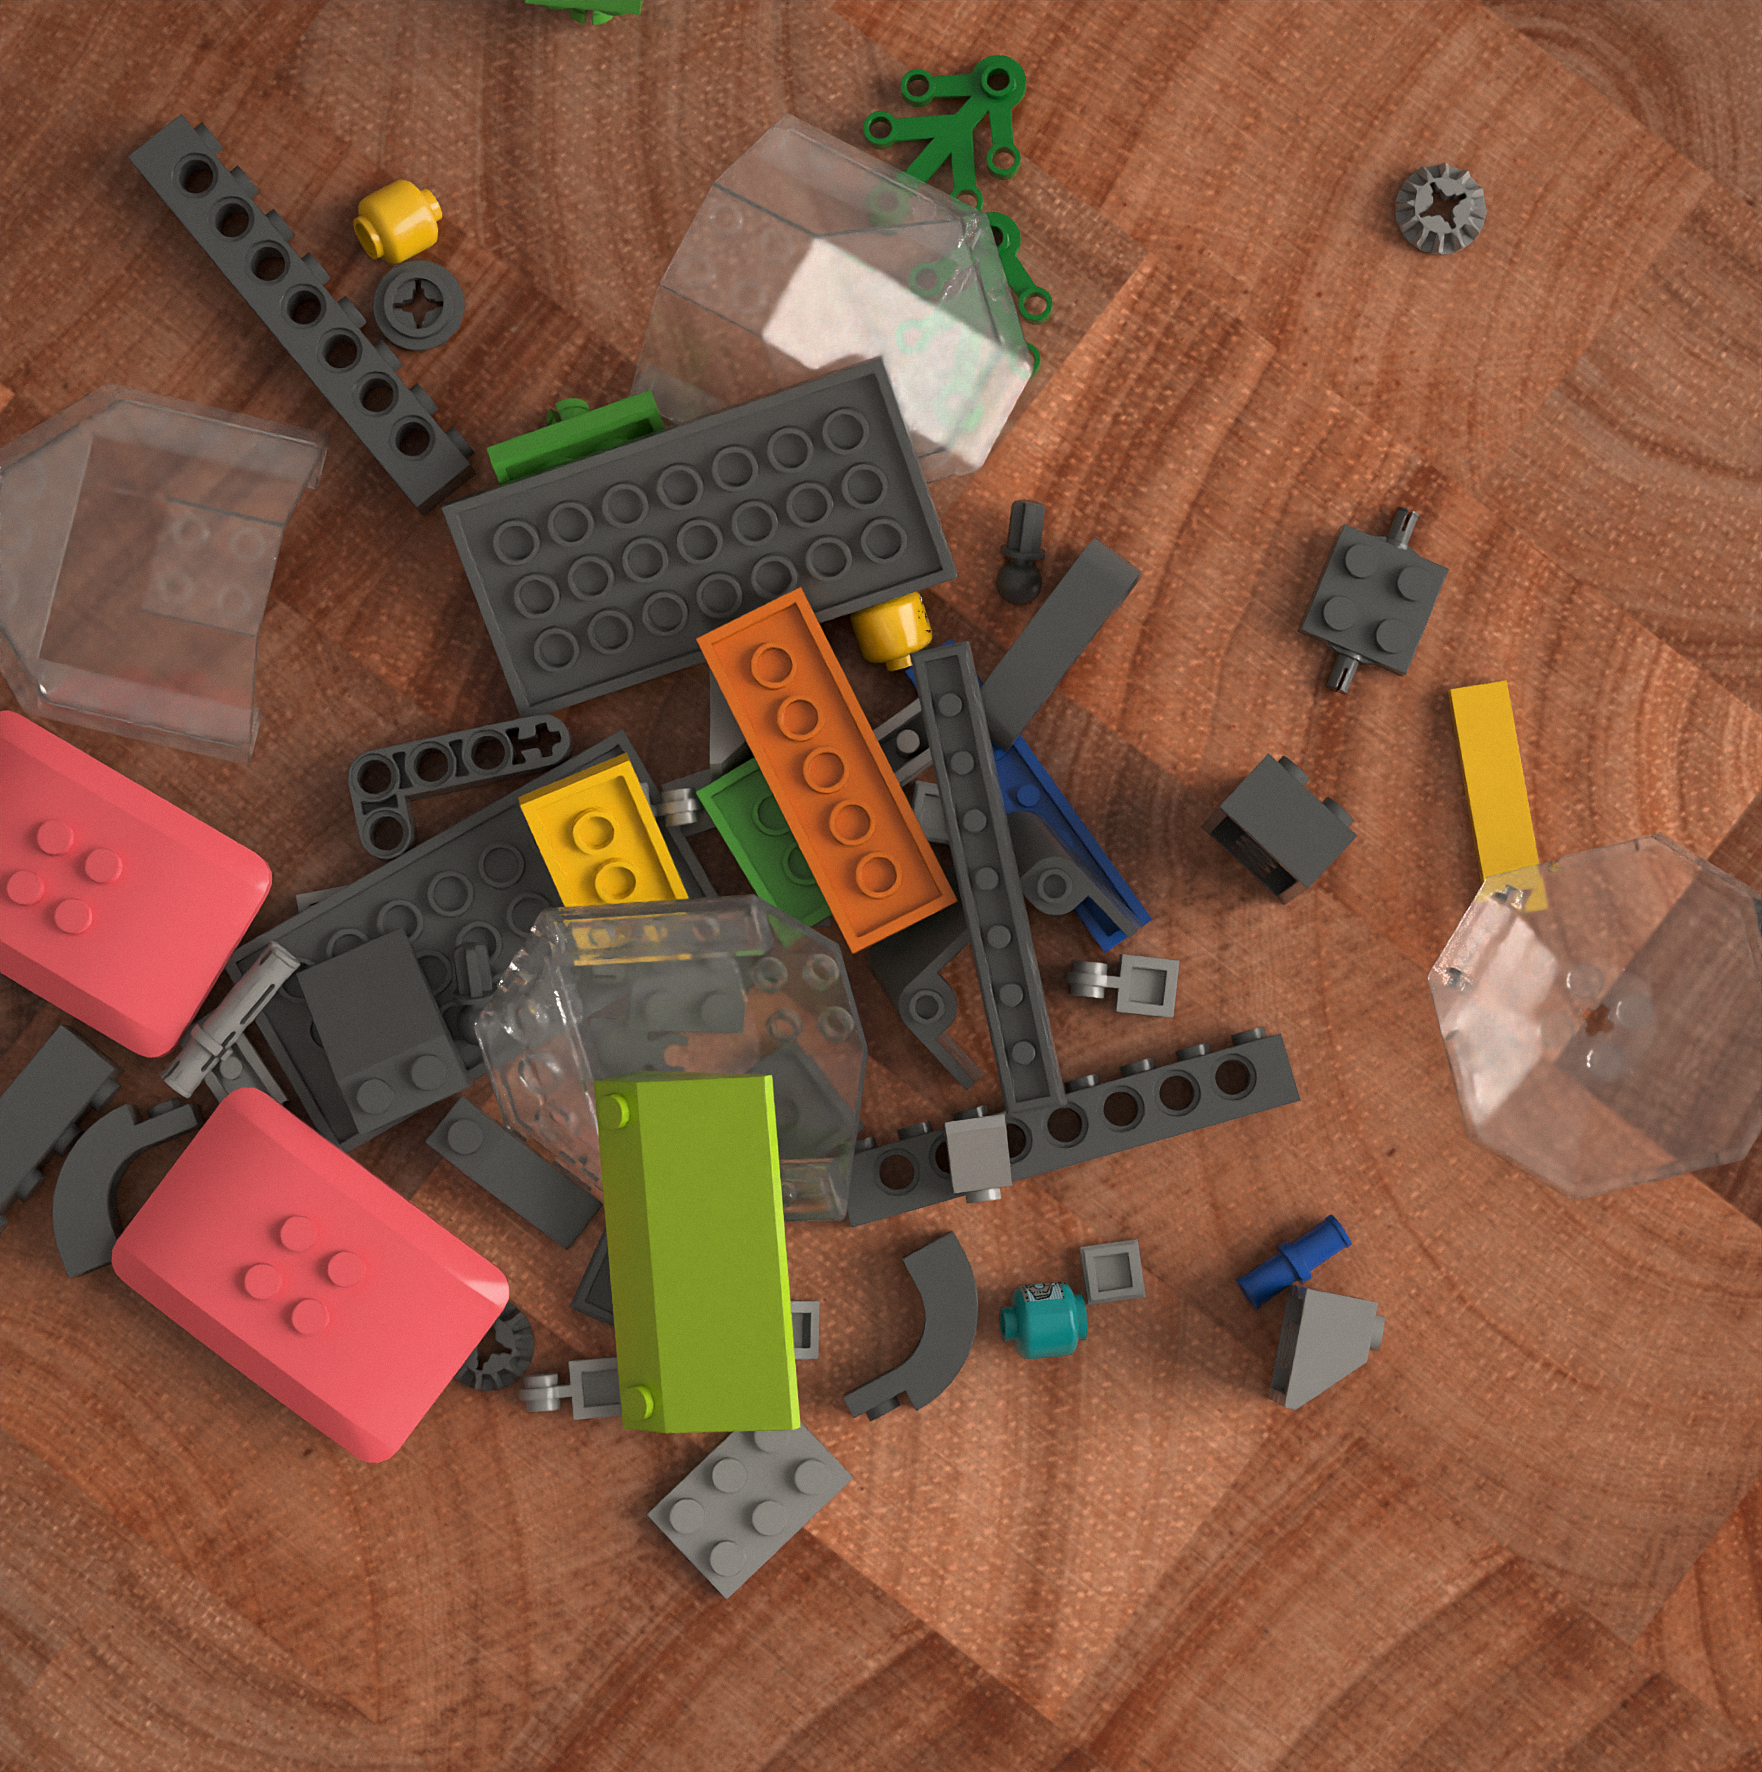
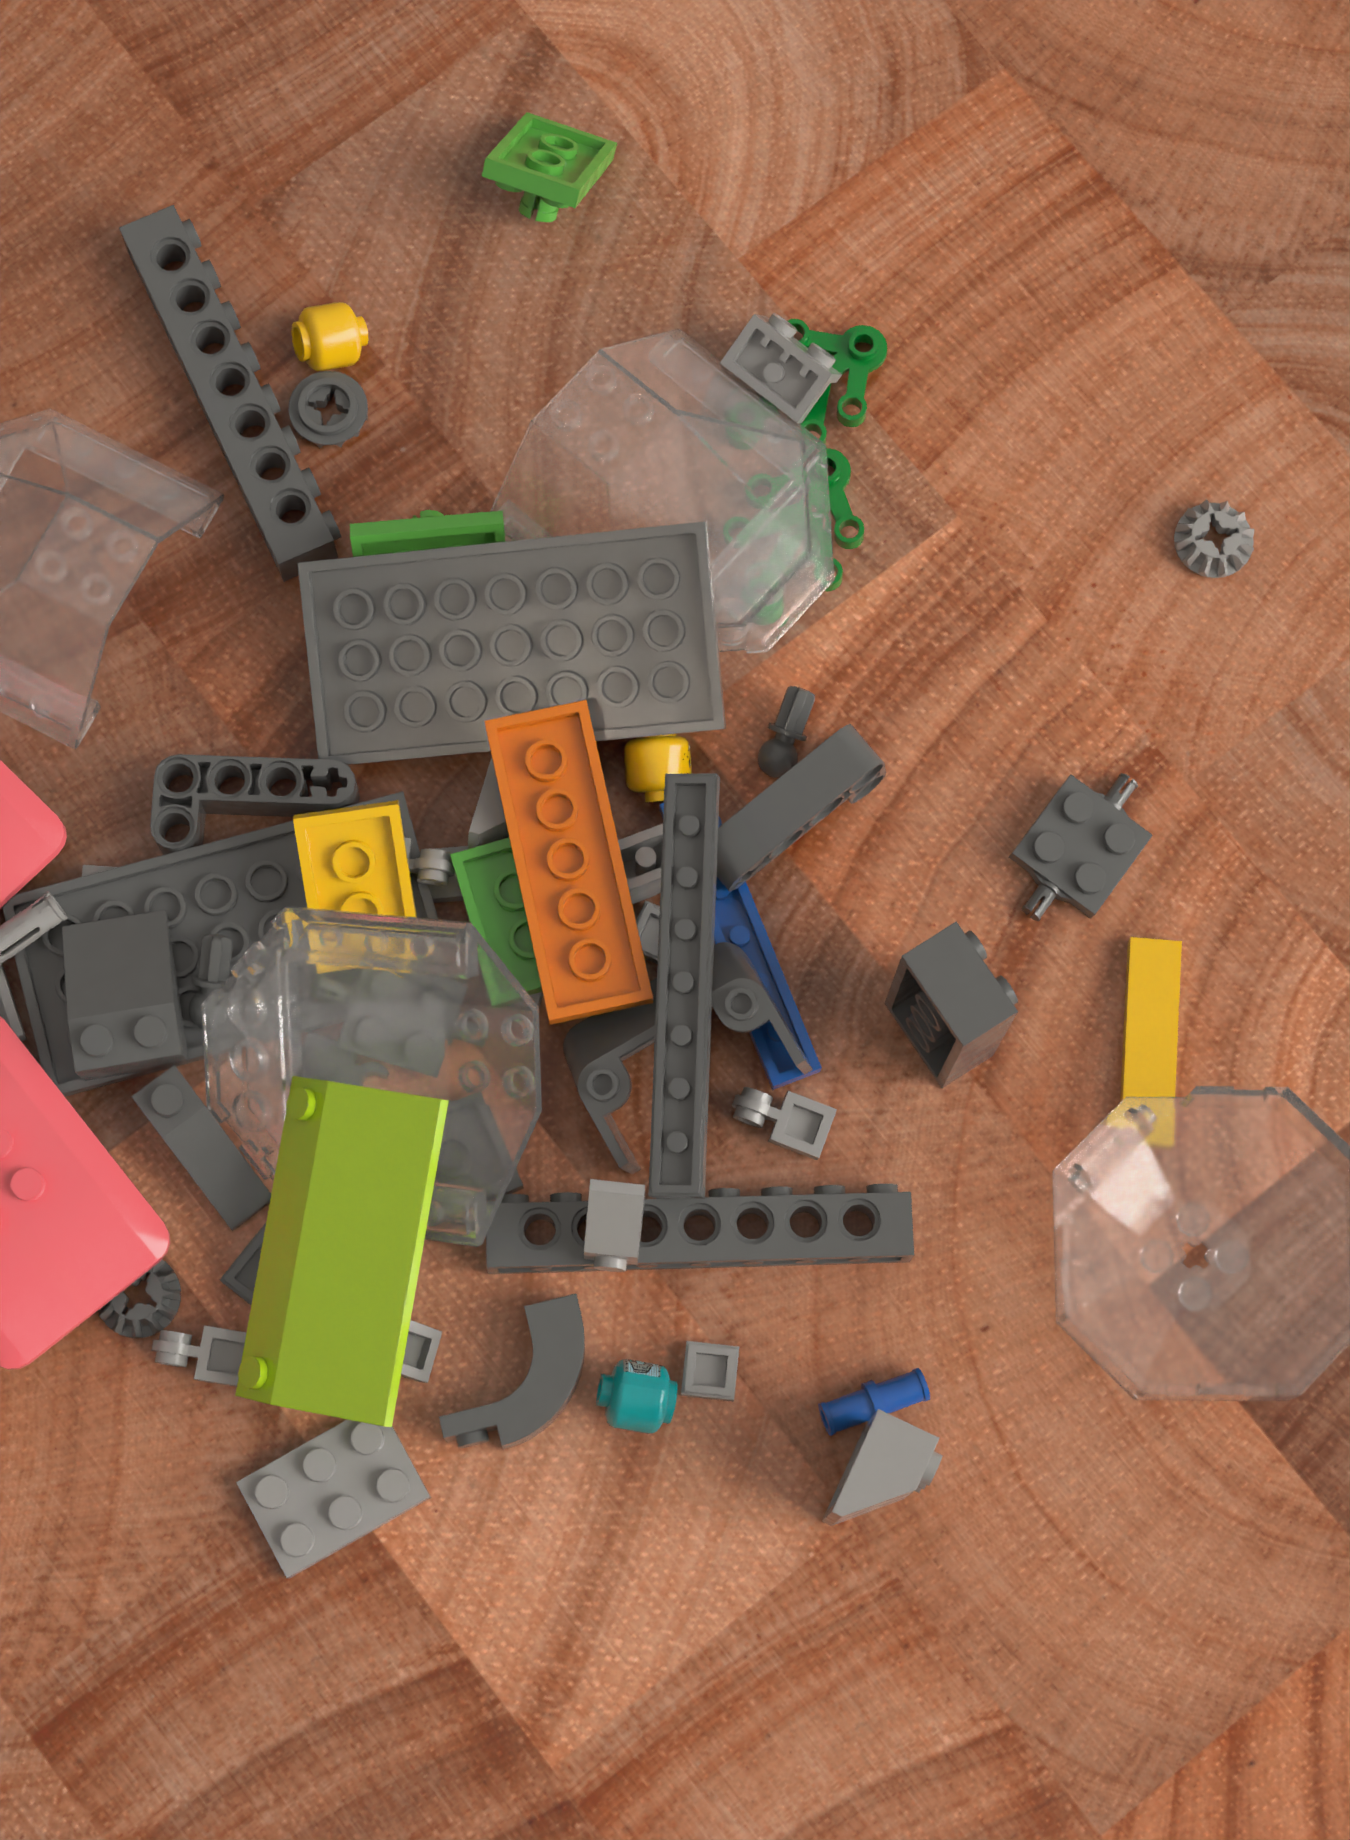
camera: 10 degrees right, 10 degrees down
(914, 133) = (780, 365): none -> light grey bracket

